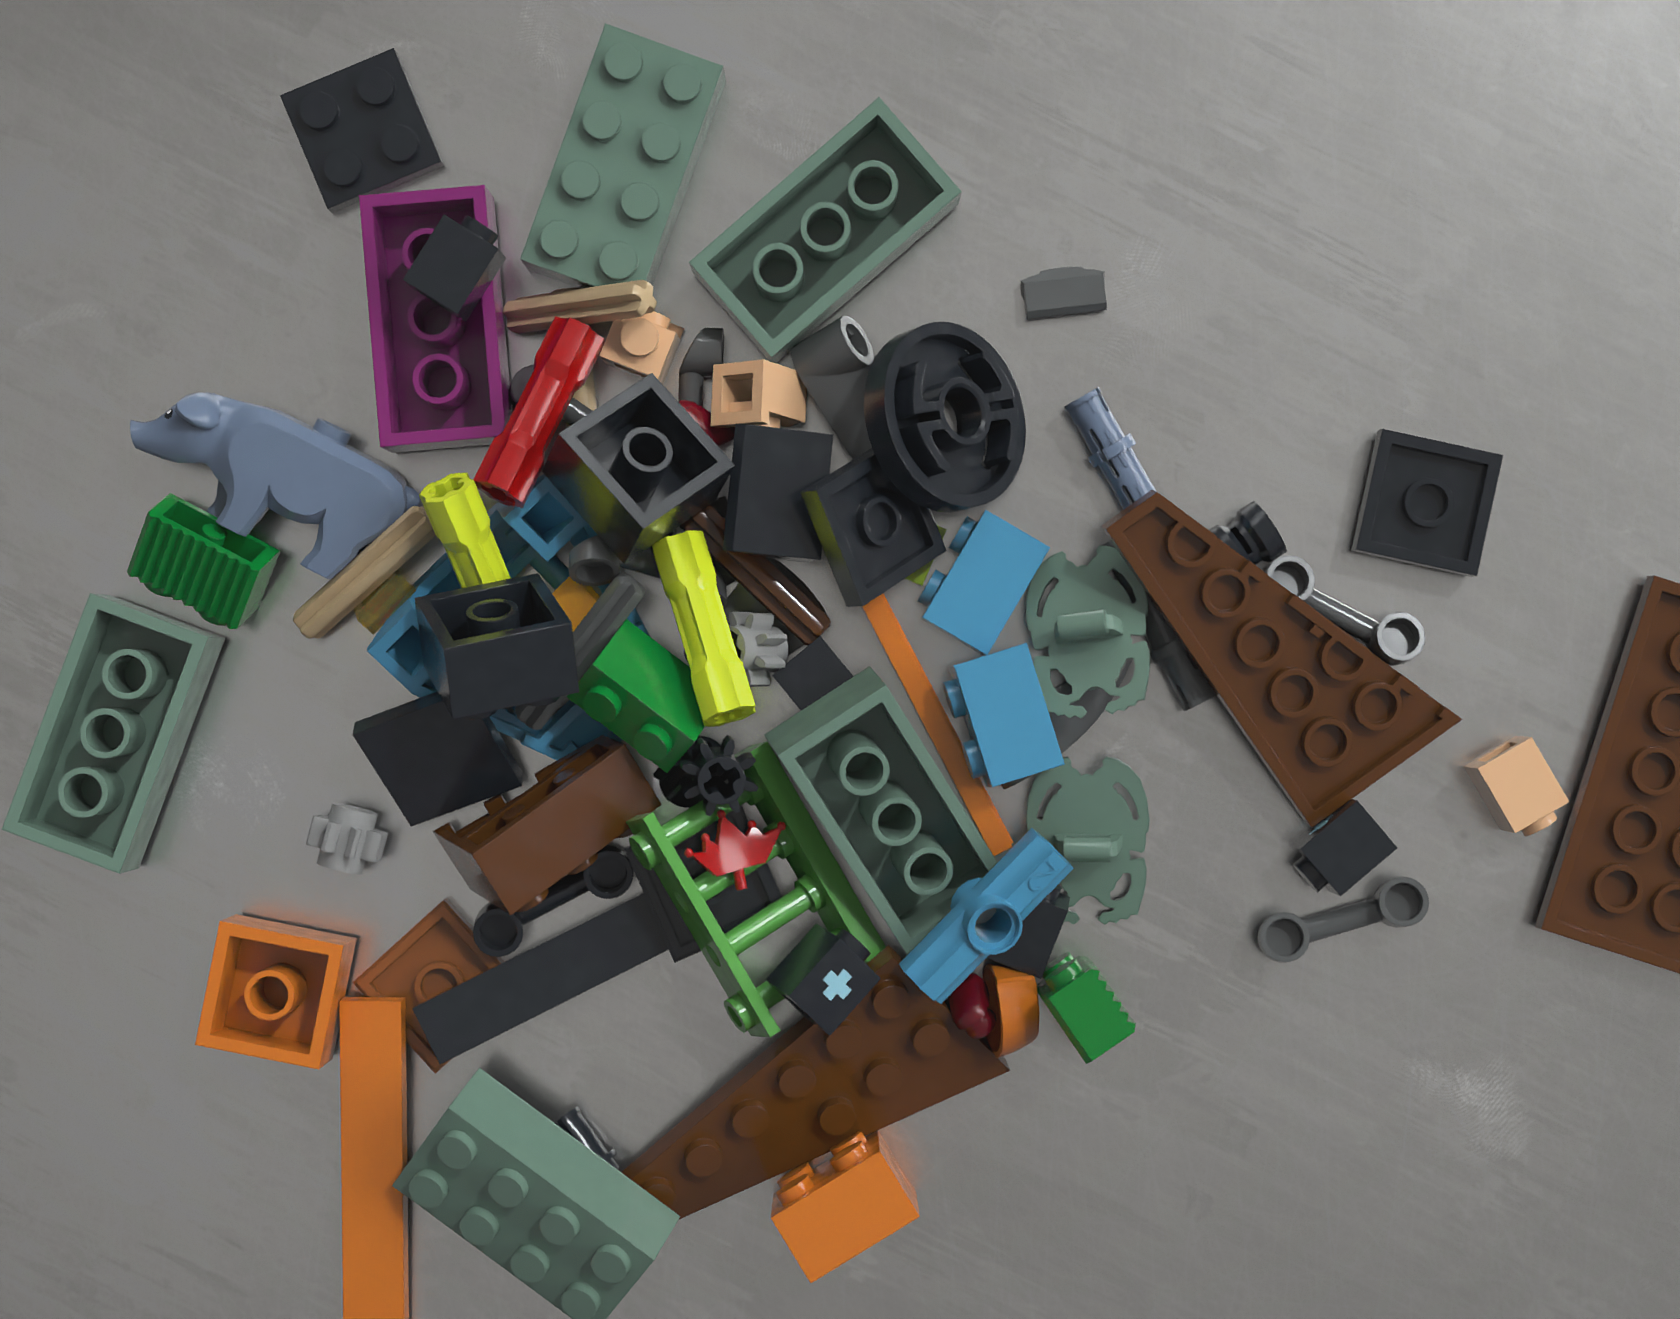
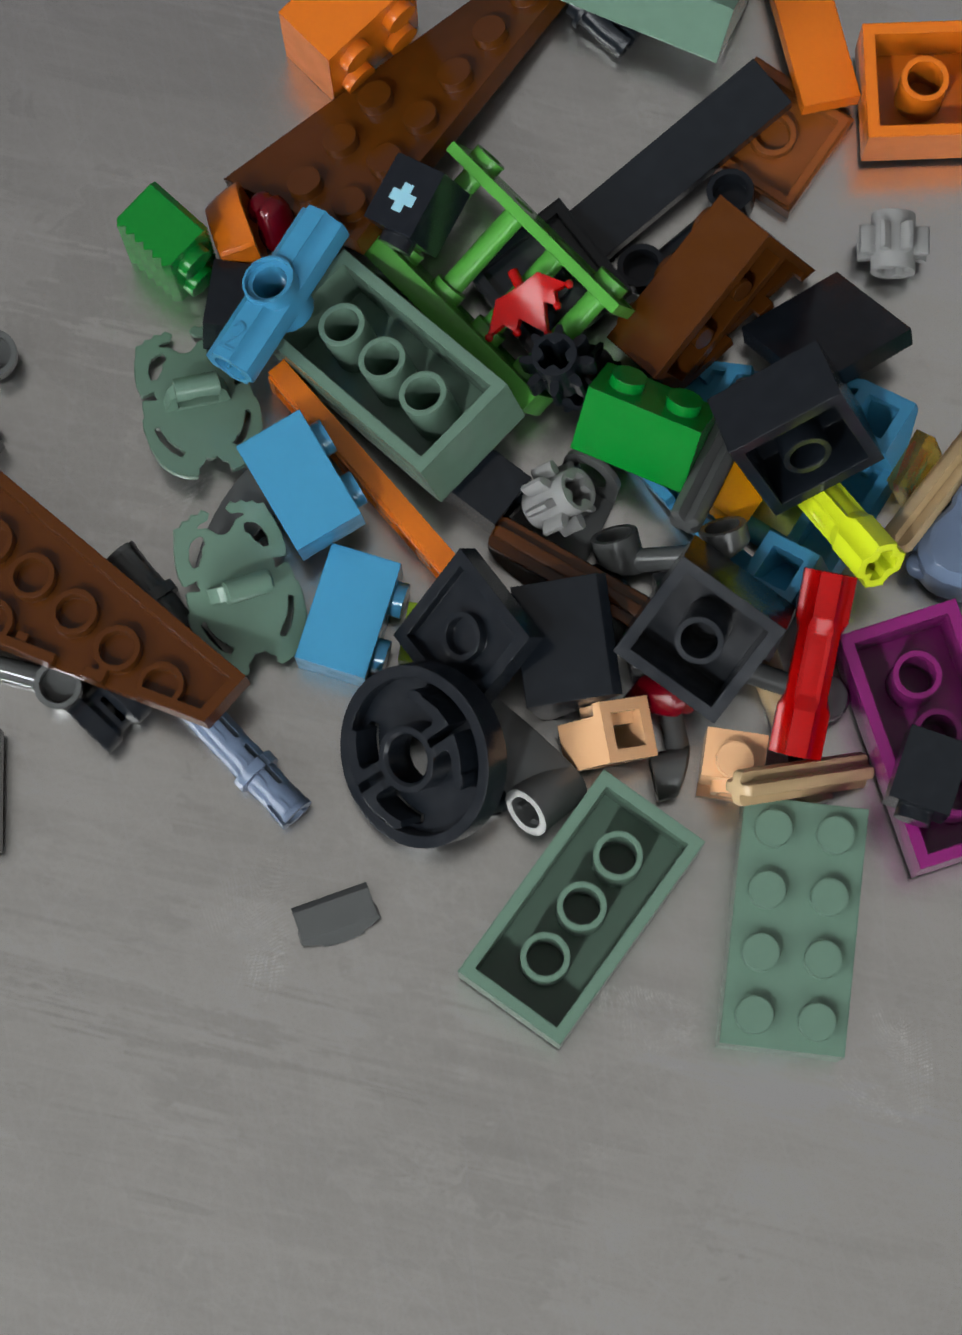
camera: 170 degrees right, 10 degrees down
(703, 628) = (606, 499): neon yellow axle -> none

